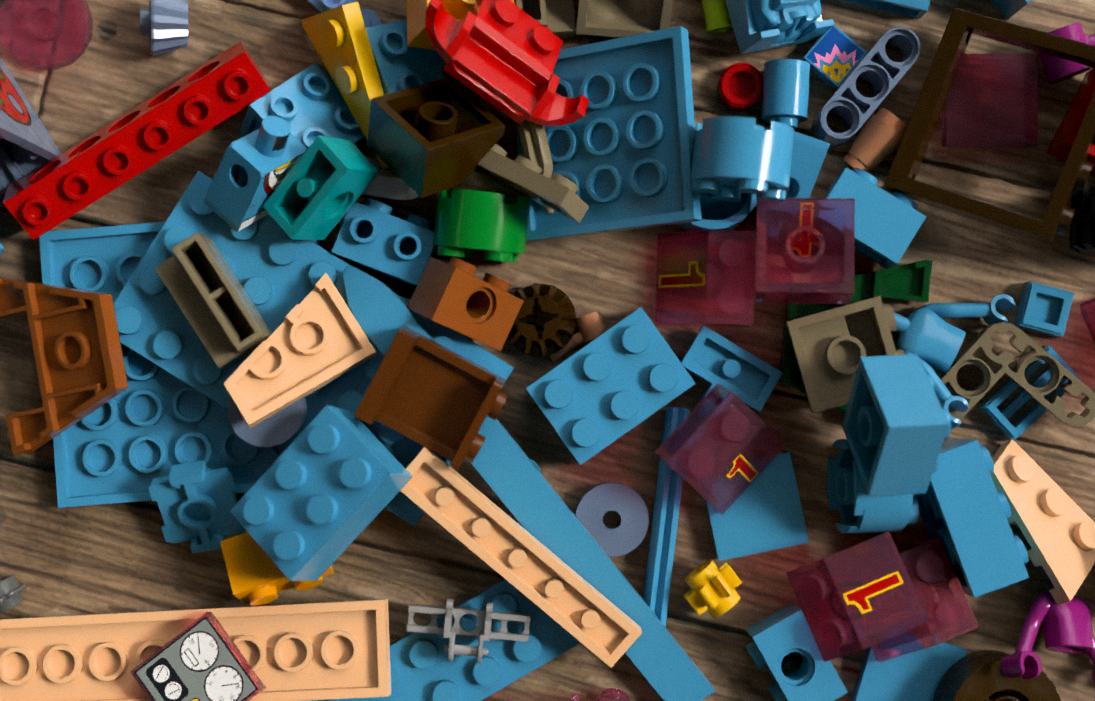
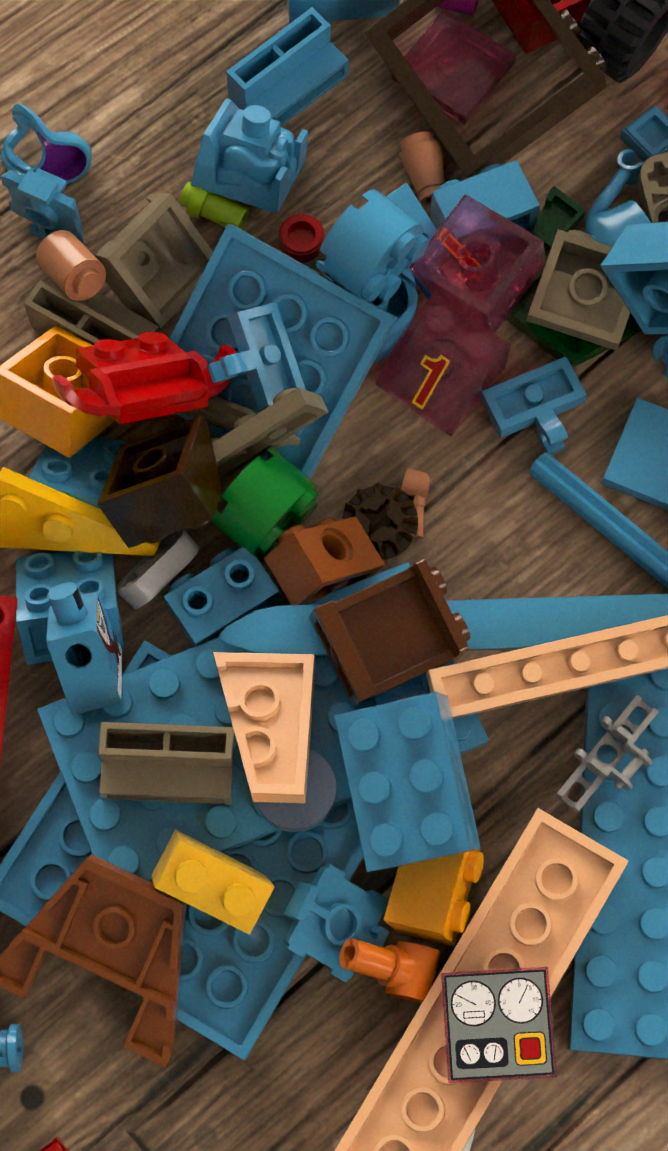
camera: 60 degrees left, 15 degrees down
(151, 398) = (212, 882): none -> yellow brick
(199, 577) = (402, 968): none -> orange pin
(320, 188) = (138, 606): teal brick -> none
(590, 138) = (262, 355): none -> dark azure plate
(610, 386) = (480, 498): dark azure brick -> none
(632, 511) = (598, 559): sand blue piece -> none
(720, 448) = (595, 439): clear pink slope -> none
(785, 91) = (327, 198): dark azure brick -> none
(834, 57) = (331, 154): tile -> none
(880, 72) = (371, 126): sand blue beam -> none

